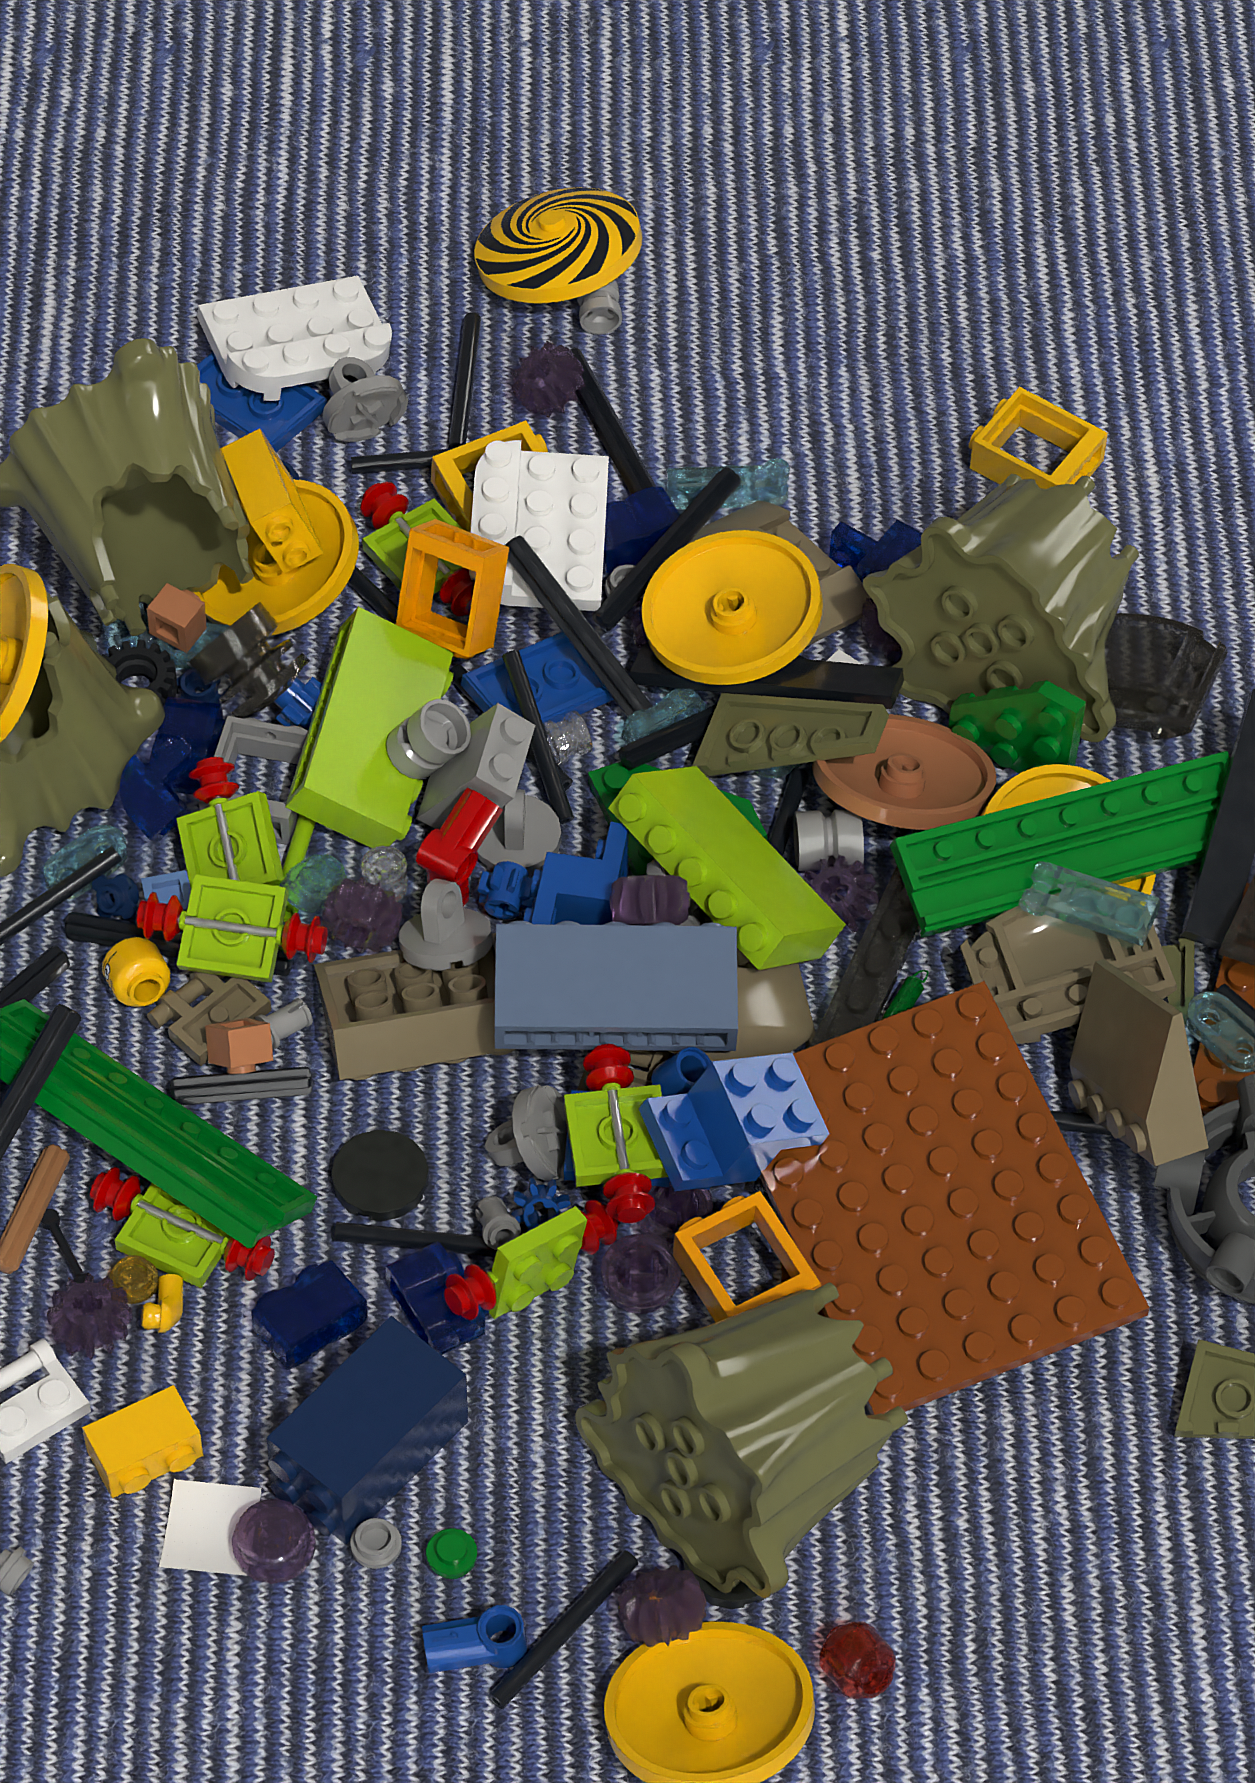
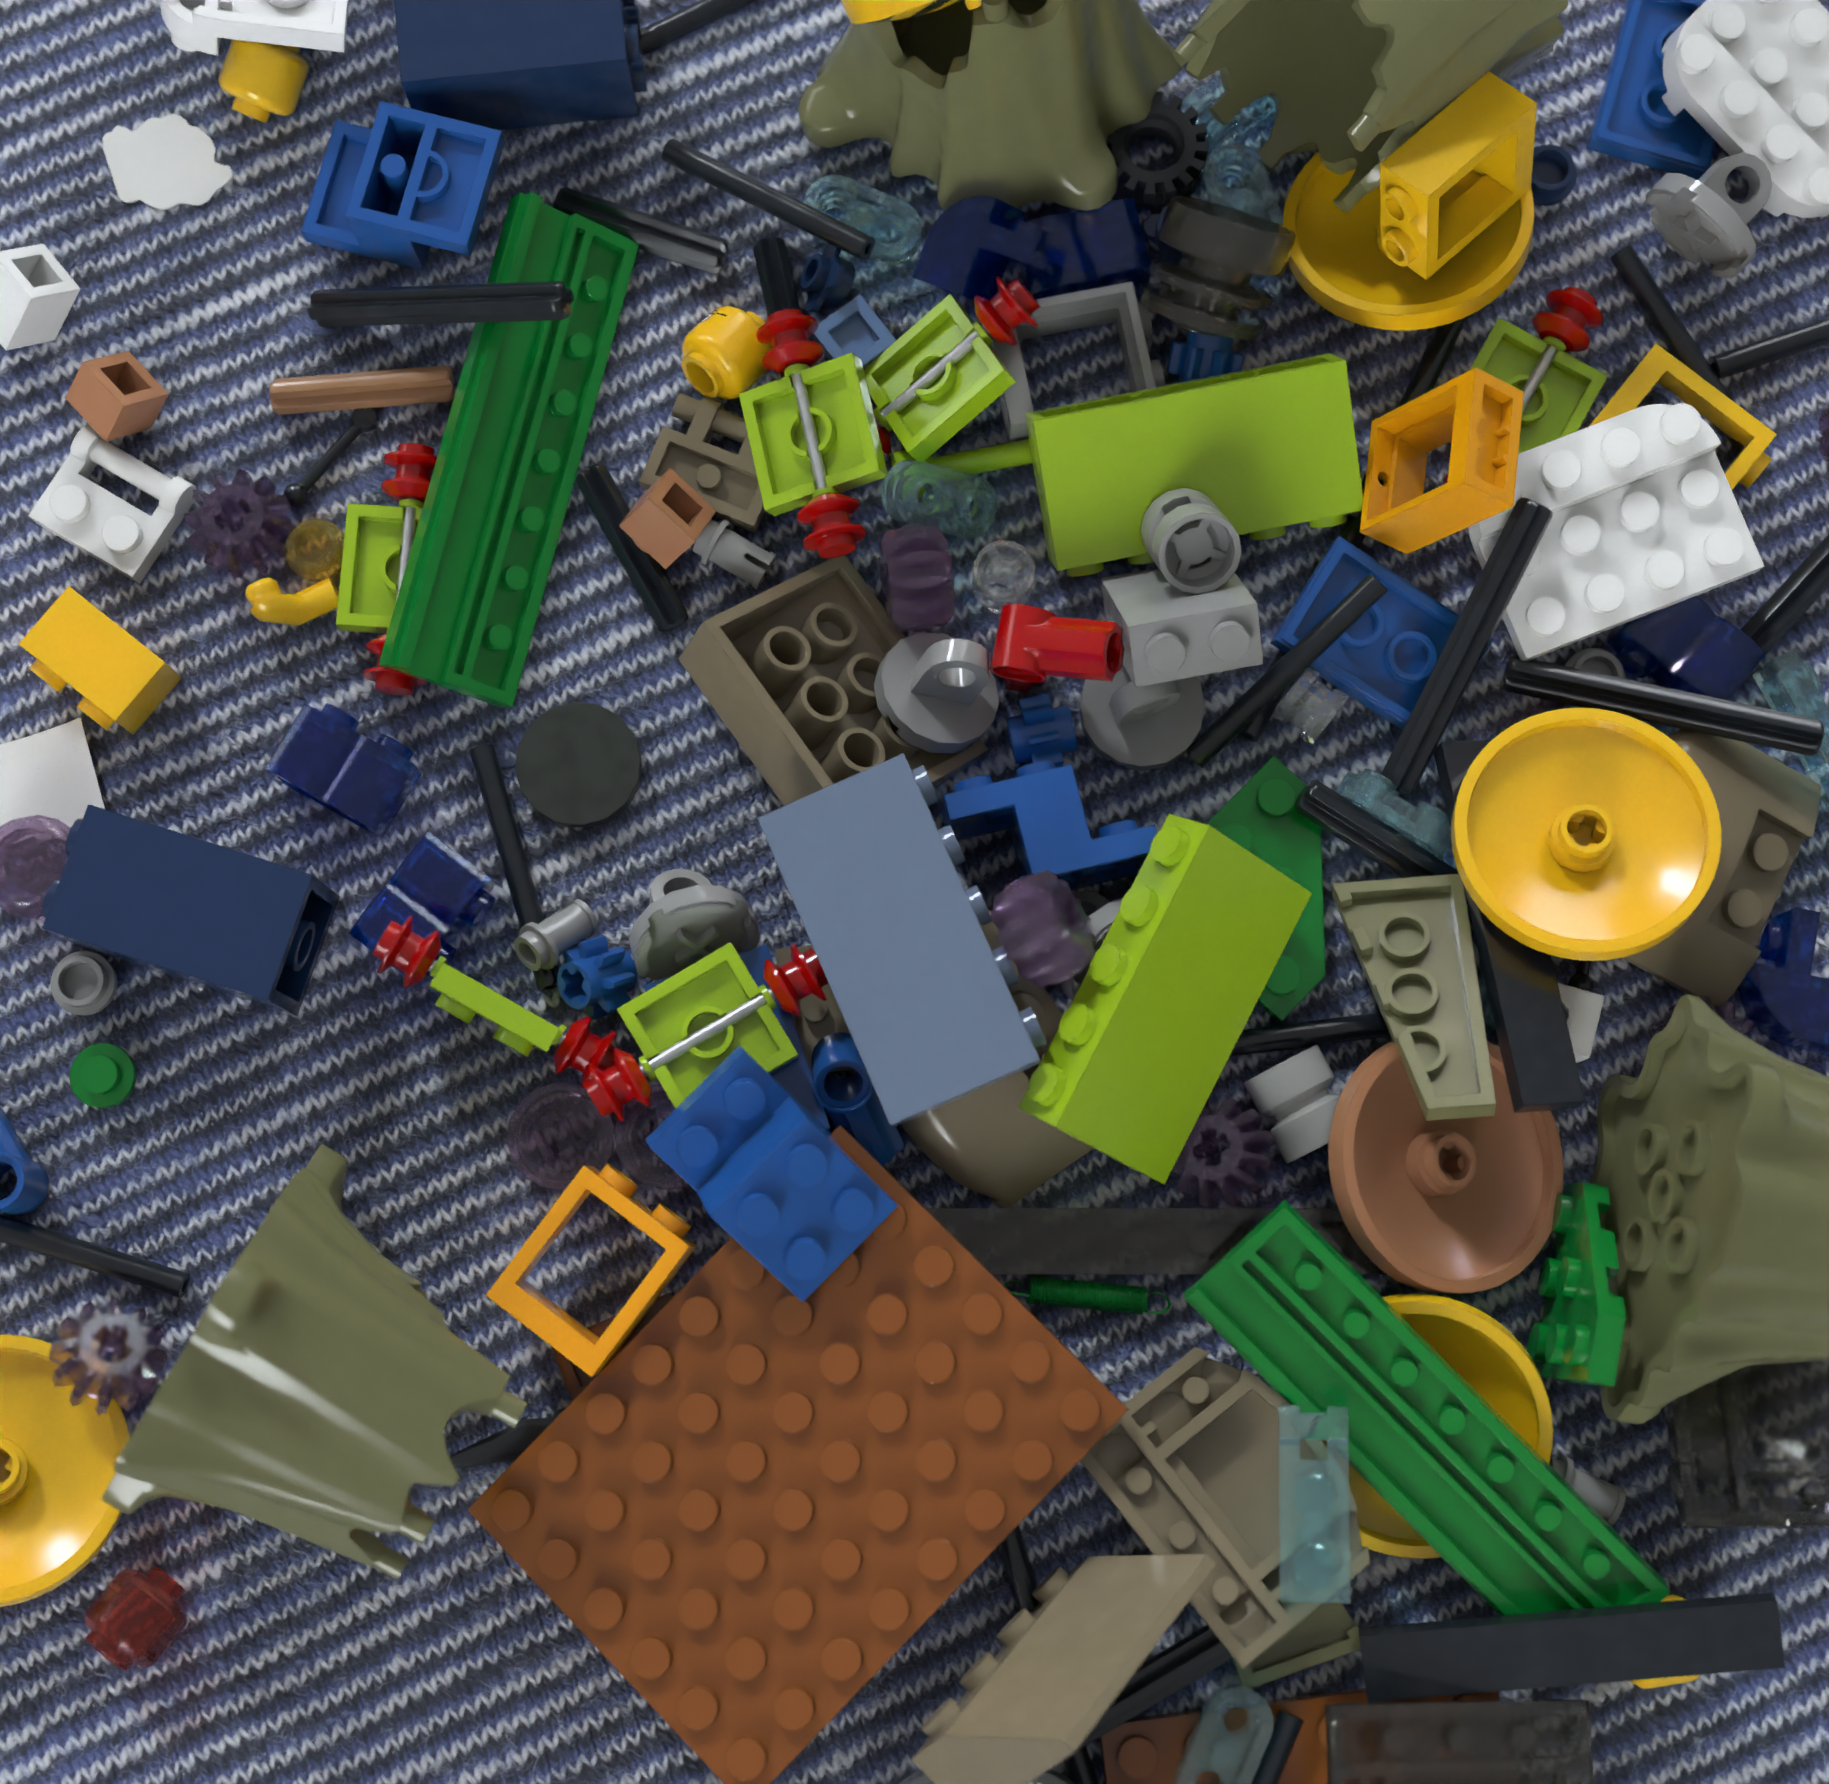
camera: 65 degrees right, 25 degrees up
(177, 617) = (1251, 151): nougat plate -> none

